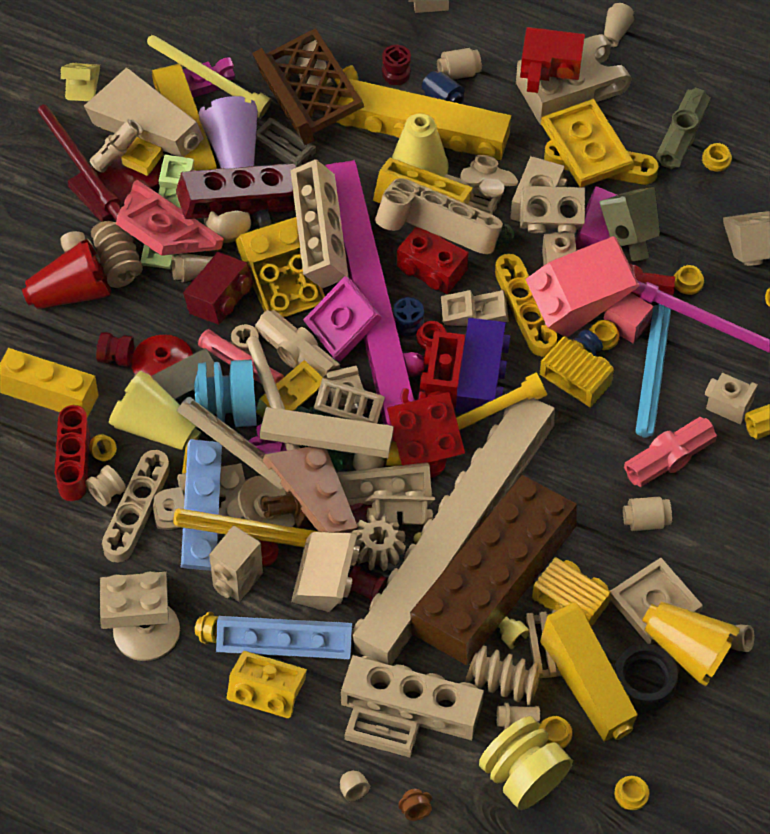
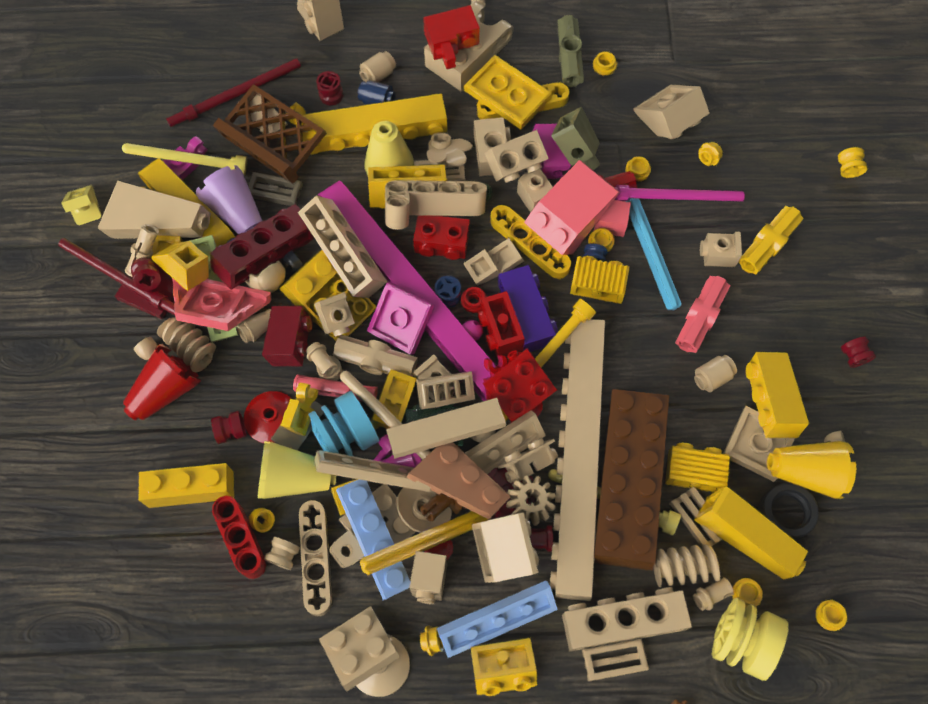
camera: 25 degrees left, 10 degrees up
(113, 163) = (146, 267): none -> dark red wheel
(151, 174) = (184, 264): none -> yellow slope
(185, 362) = (296, 415): none -> yellow plate
(238, 32) = (191, 112): none -> dark red bar
(240, 318) = (317, 353): none -> tan pin
(267, 294) = (326, 309): none -> tan brick
(696, 557) = (776, 395): none -> yellow brick

